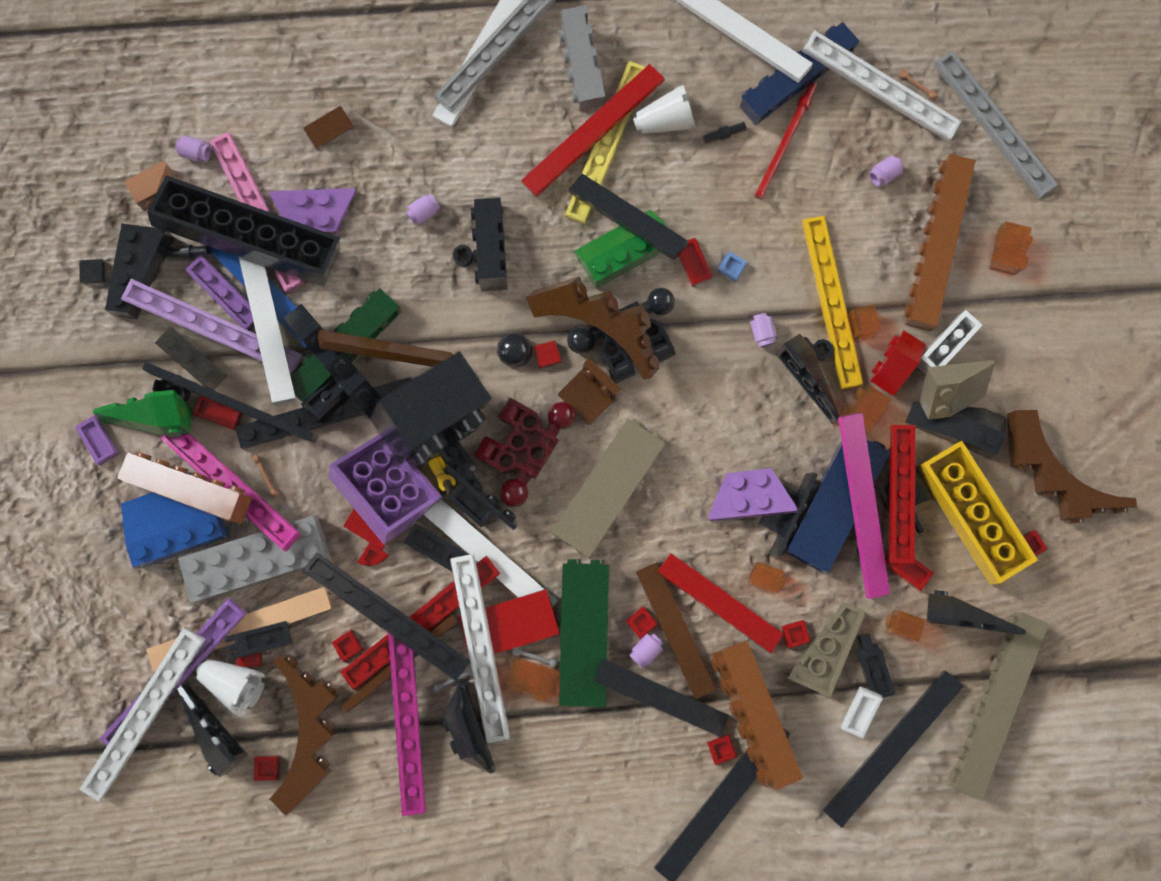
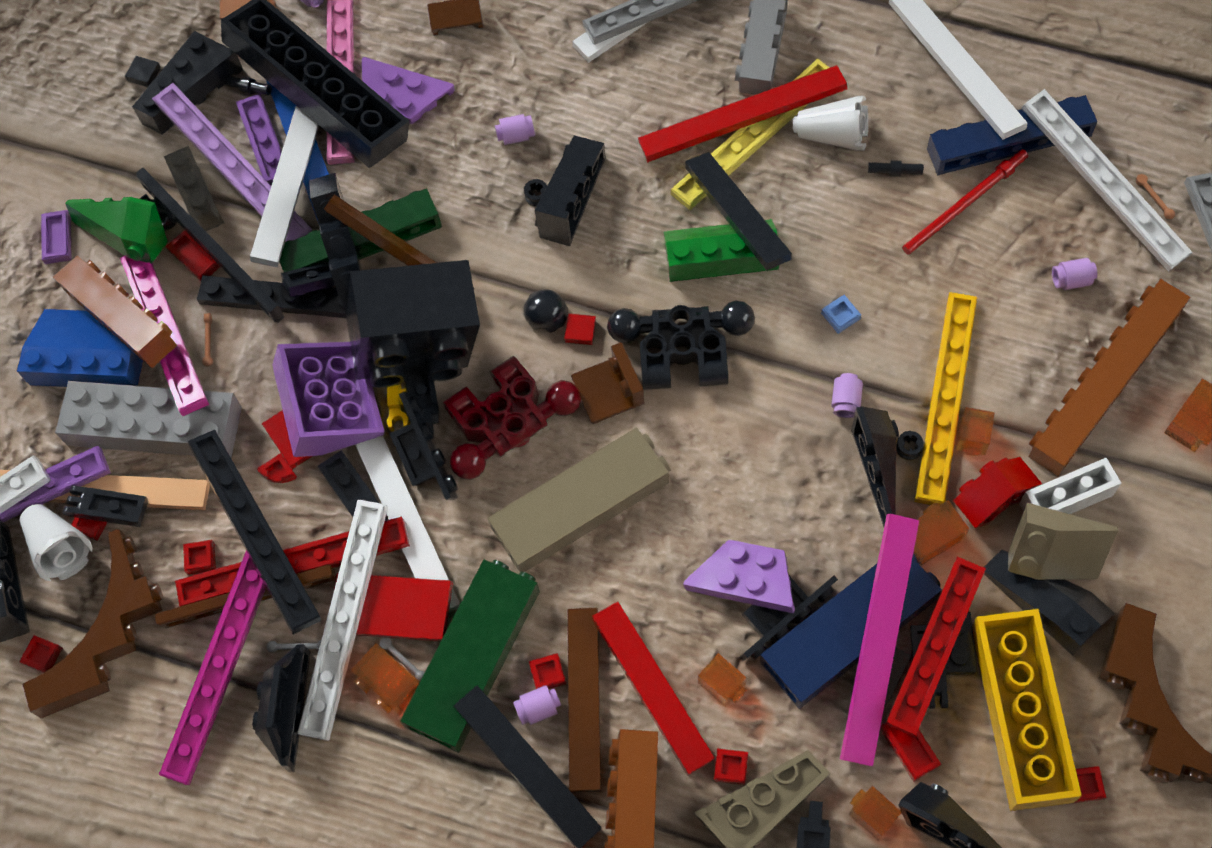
camera: 35 degrees right, 15 degrees down
(600, 310) = (659, 297): reddish brown arch -> none
(694, 263) = (797, 293): red tile -> none

